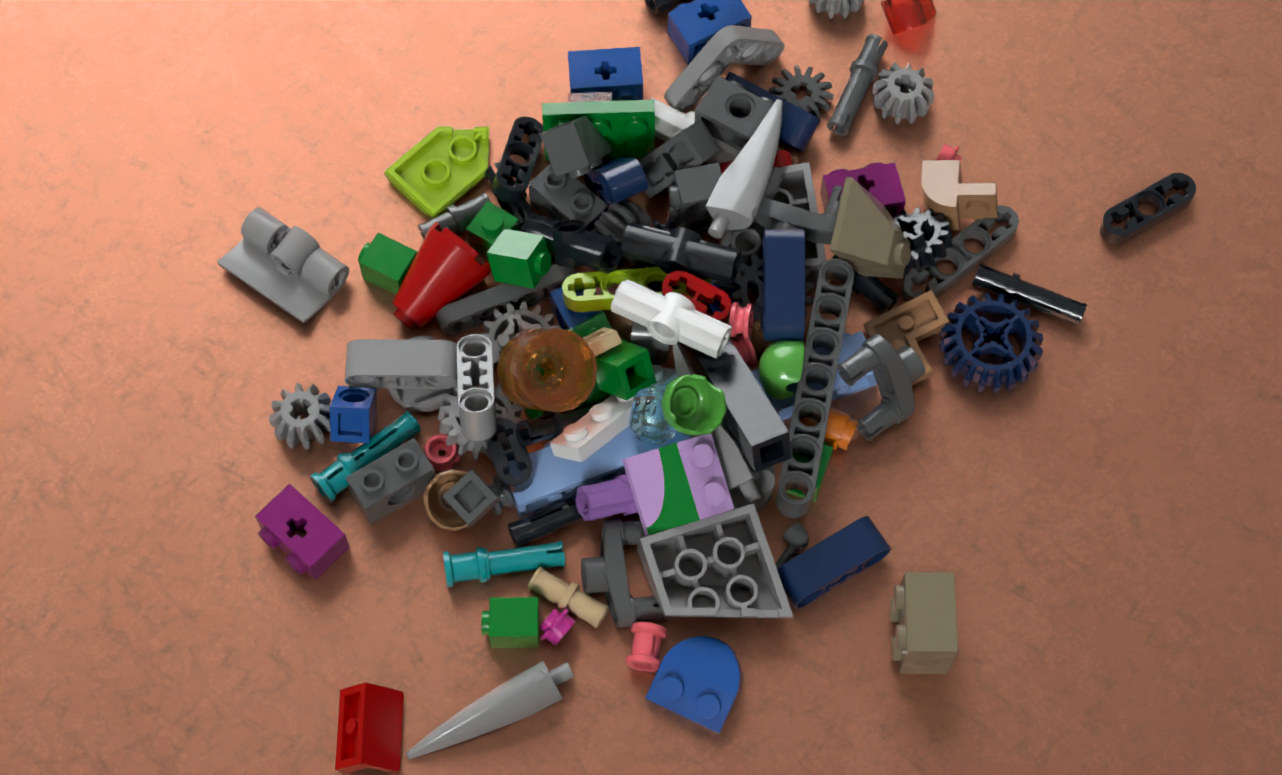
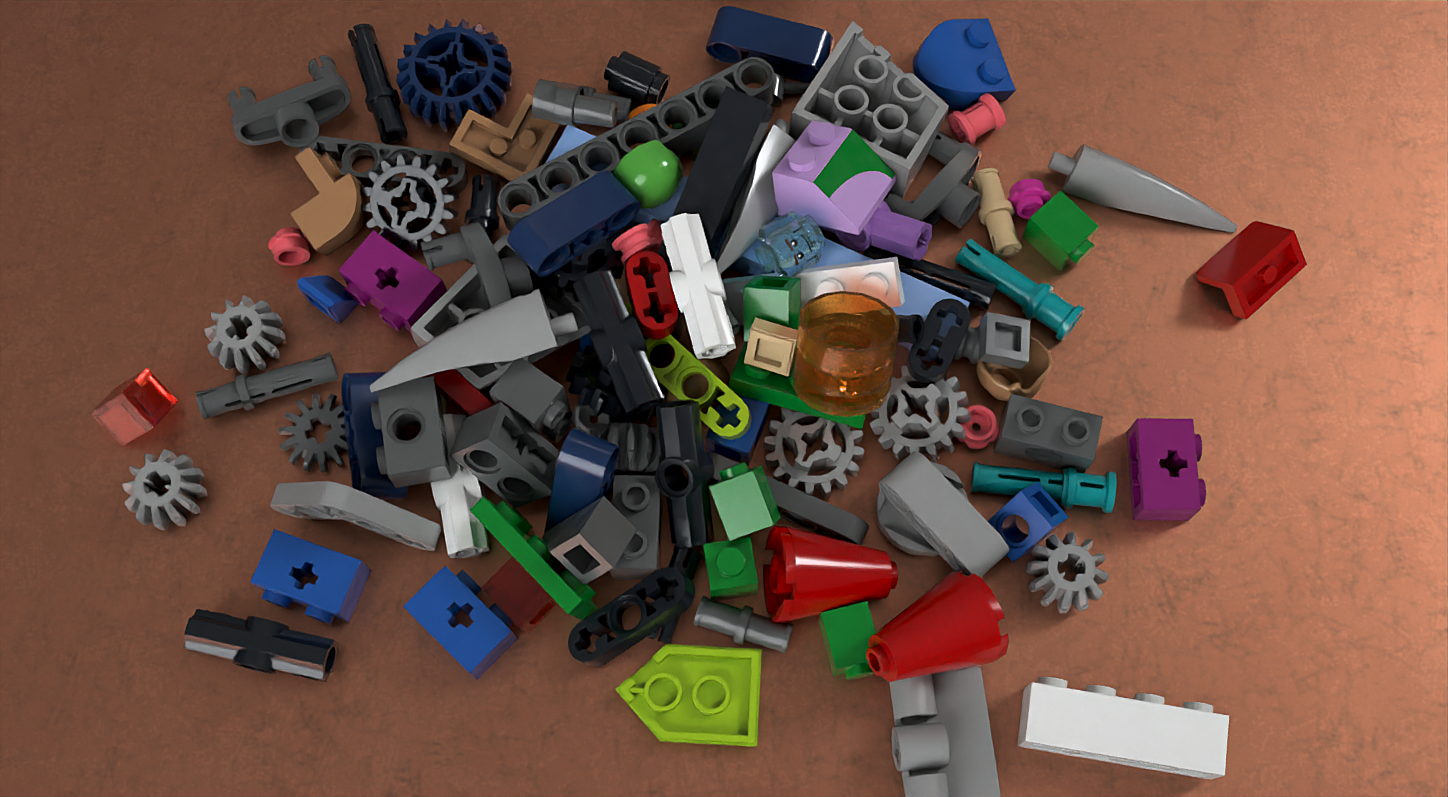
camera: 130 degrees left, 5 degrees up
(189, 362) = (1122, 729): none -> white brick
(340, 294) = (941, 631): none -> red cone
(476, 405) = (894, 415): light grey beam -> none
(693, 405) = (765, 196): bright green hair -> none
(868, 235) = (447, 202): dark tan slope -> none
(884, 453) = (636, 79): none -> black brick
(892, 150) = (327, 296): none -> blue slope
(1042, 222) = (291, 114): none -> dark grey connector
(1140, 222) = (188, 44): black beam -> none

